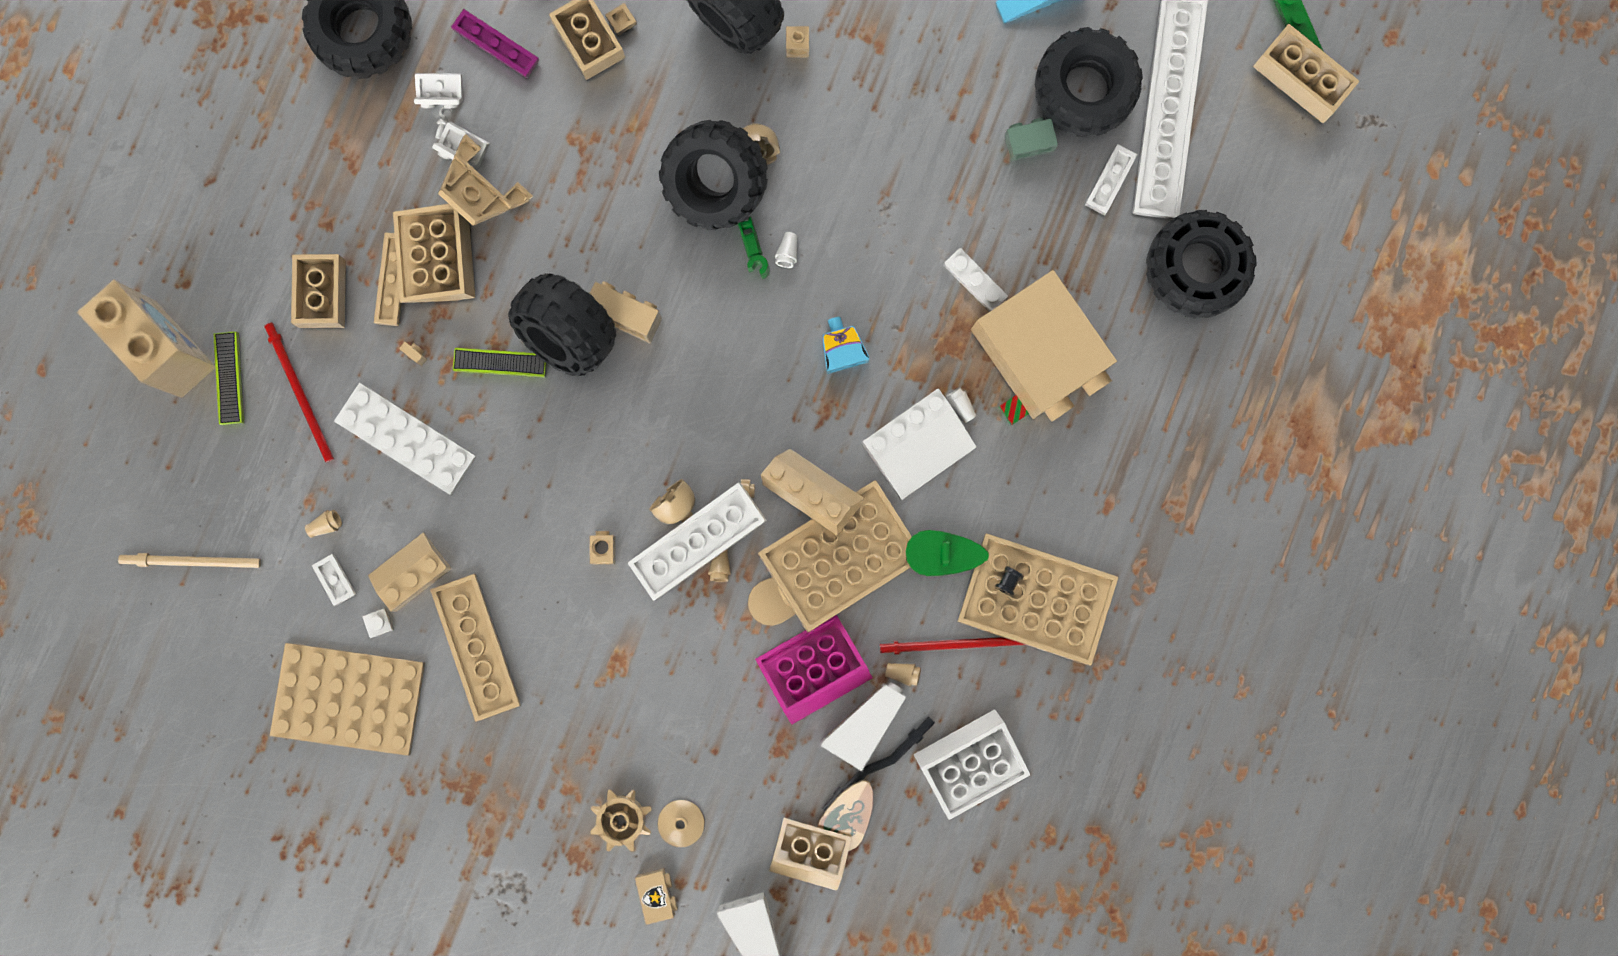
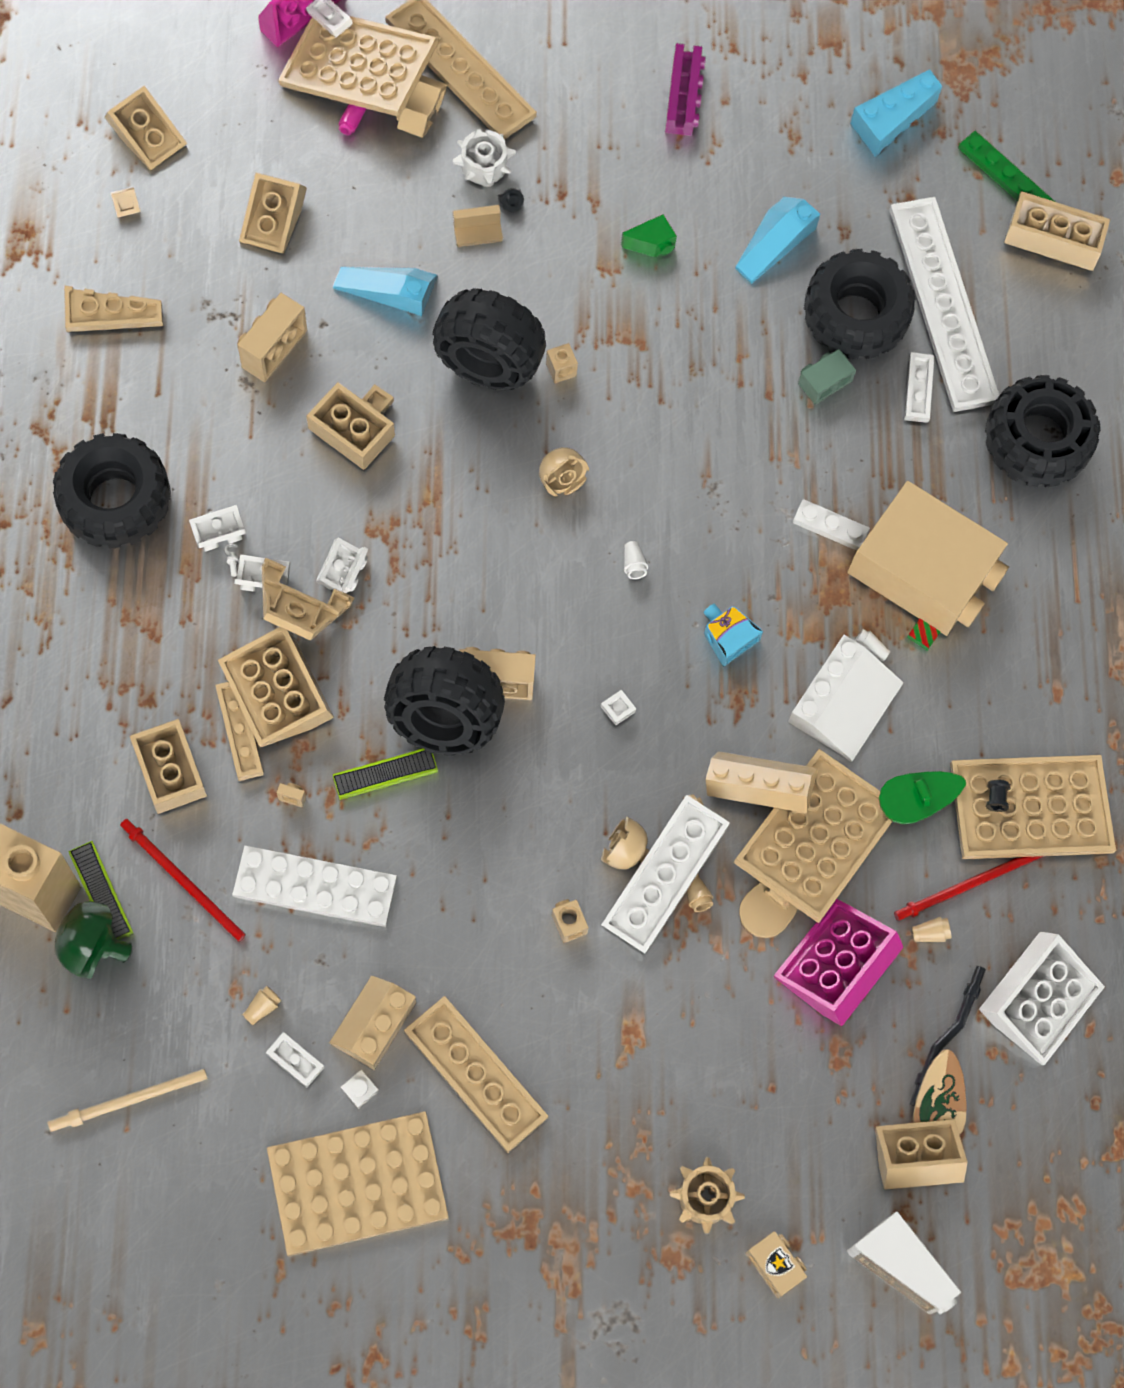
camera: 25 degrees left, 15 degrees down
(197, 416) = (86, 937): none -> dark green piece
(495, 43) = (258, 465): magenta plate -> none
(532, 164) = (342, 566): none -> white bracket
(684, 811) = (759, 1188): tan dish -> none
(688, 193) = (529, 544): black tyre -> none
(719, 378) = (618, 707): none -> white plate
(753, 248) = (599, 569): green piece -> none
(863, 728) = (918, 1002): white slope -> none

